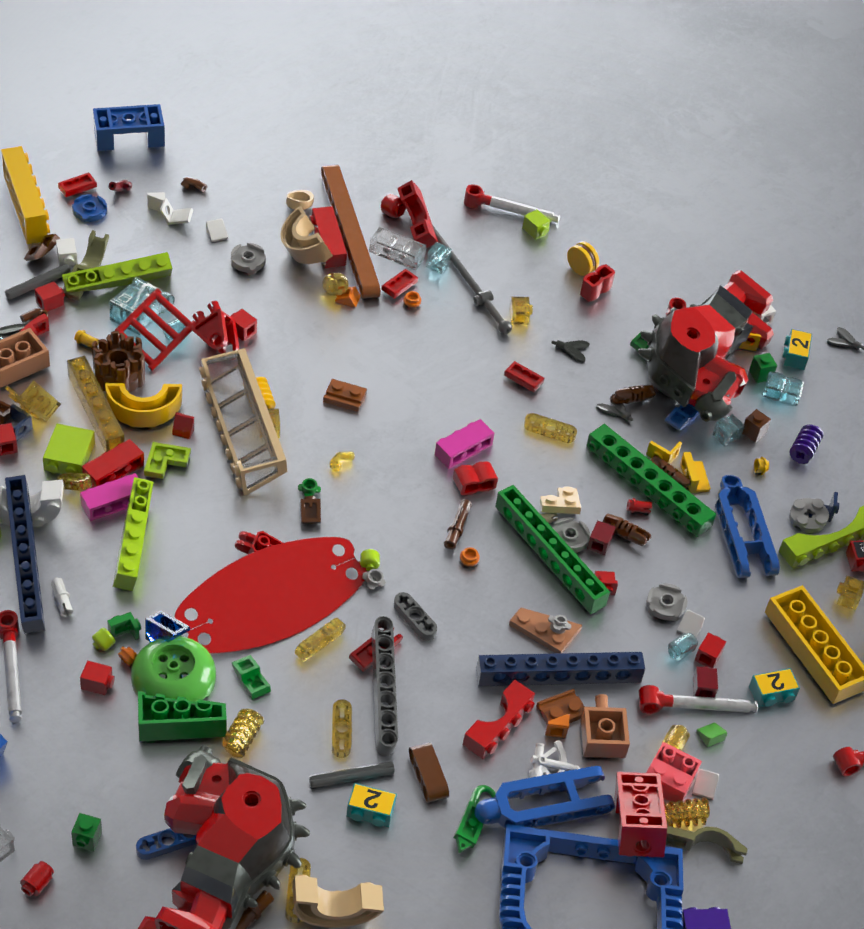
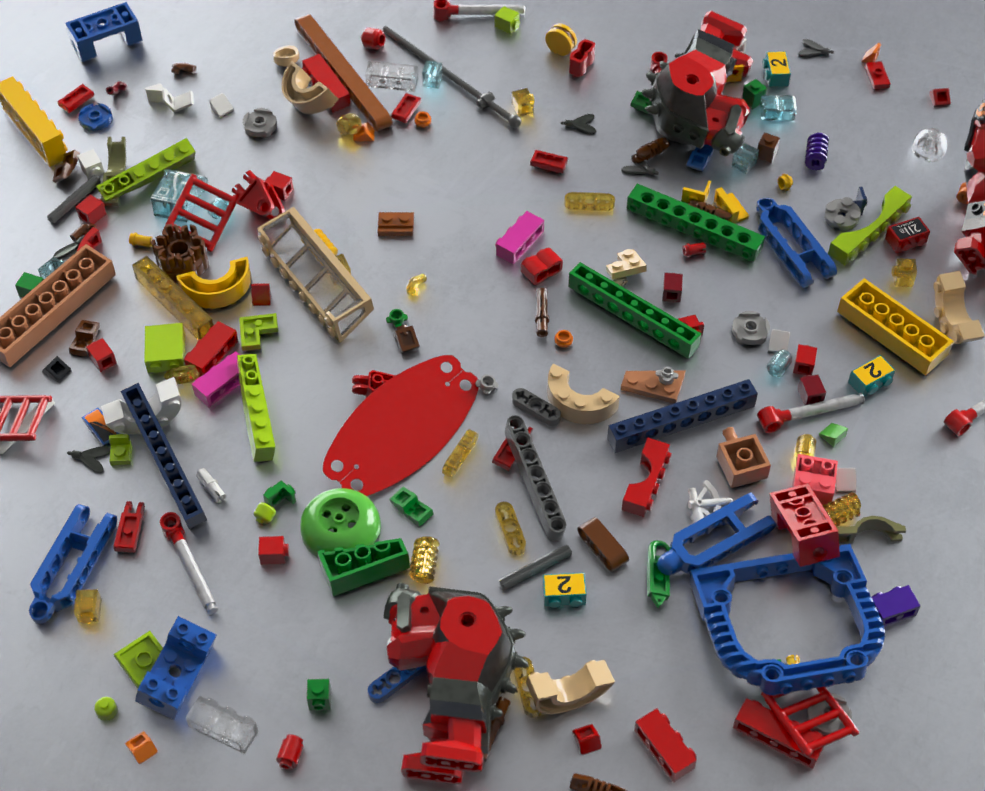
camera: 10 degrees left, 5 degrees up
(23, 419) = (111, 330): dark blue bracket -> none
(35, 401) = (116, 310): clear yellow bracket -> none
(127, 655) = (292, 520): orange plate -> none
(164, 627) = (317, 485): clear blue slope -> none
(370, 559) = (477, 367): lime piece -> none
(422, 226) = (395, 34): red arch -> none
(455, 628) = (579, 407): none -> tan brick
(558, 727) = (700, 468): orange slope -> none
(561, 705) = (696, 451): dark orange plate -> none
(579, 530) = (651, 286): light grey plate -> none
(627, 530) = (693, 273): reddish brown hinge -> none

